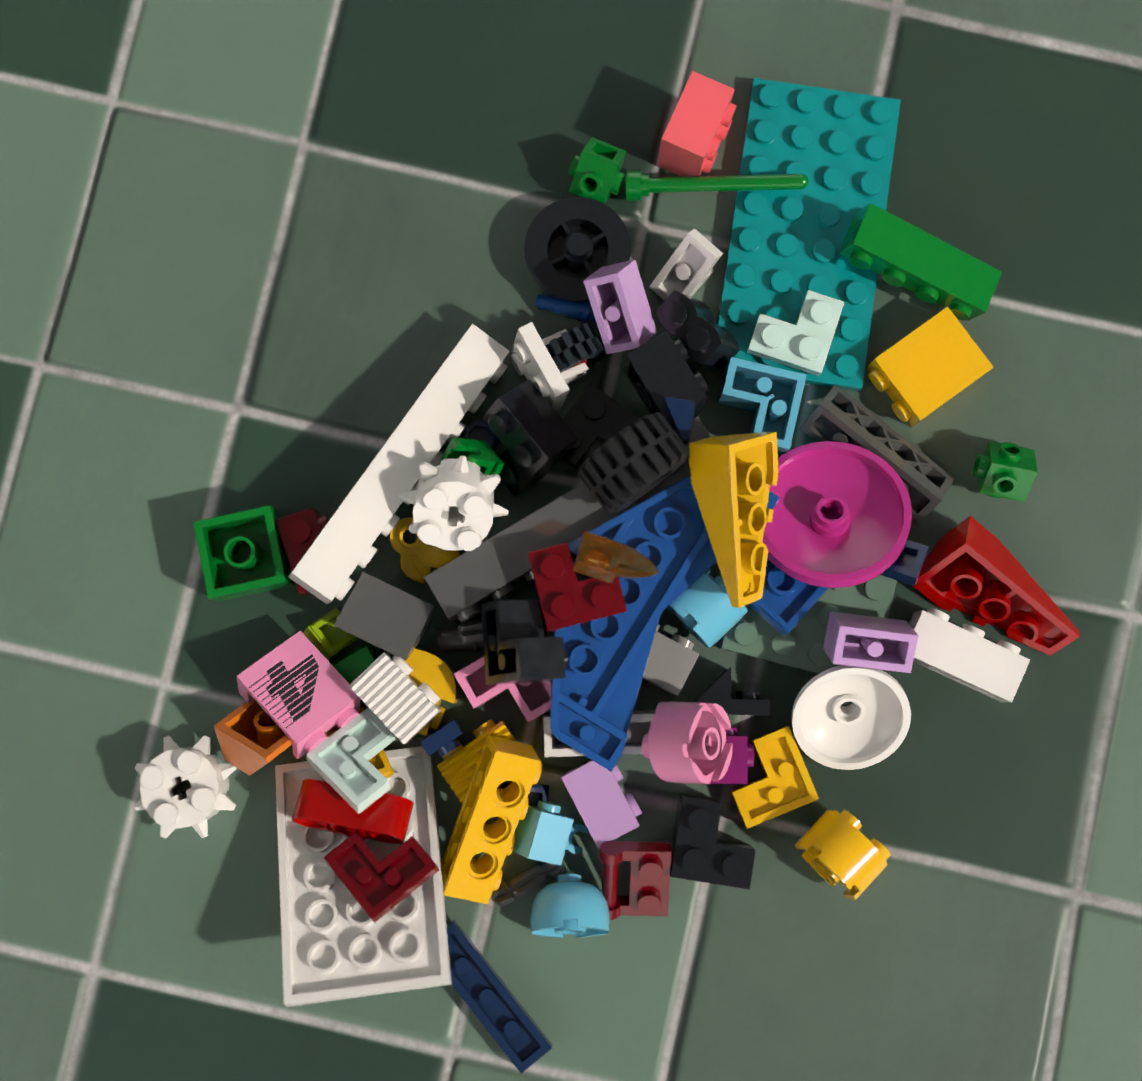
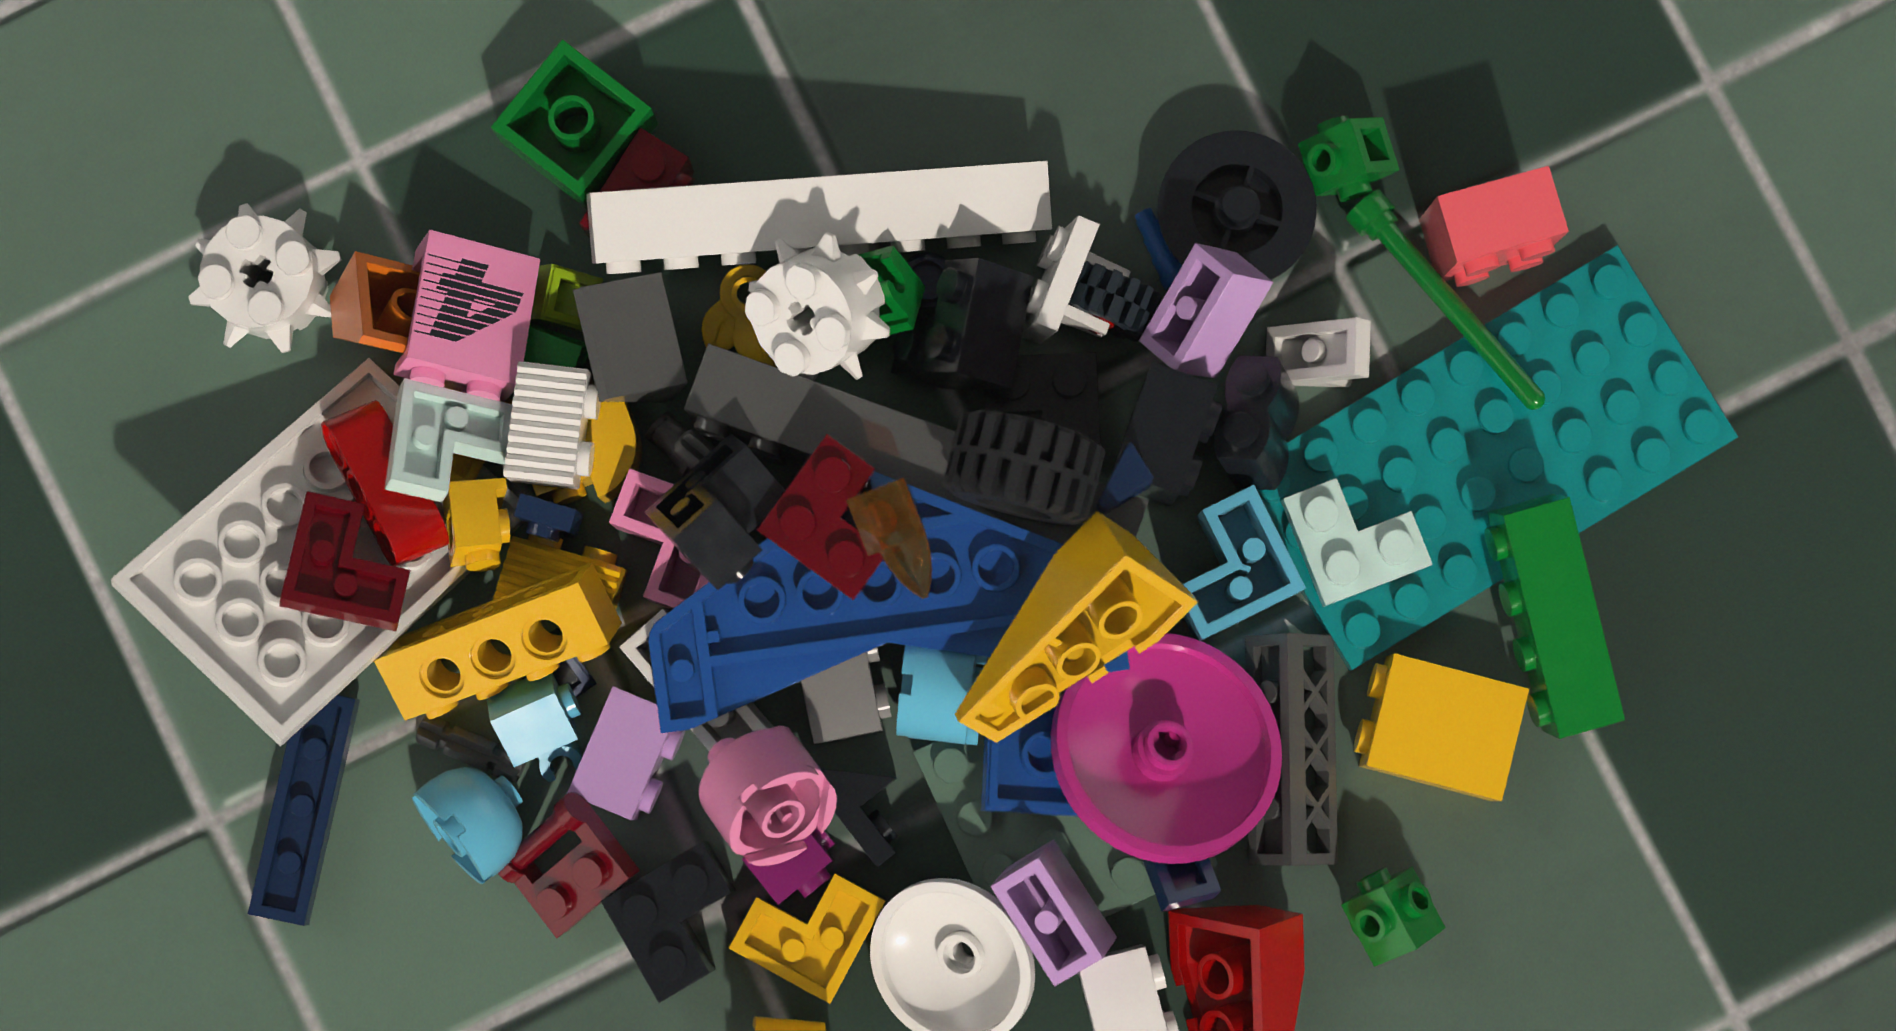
camera: 55 degrees right, 0 degrees up
(415, 779) = (476, 523): none -> yellow brick

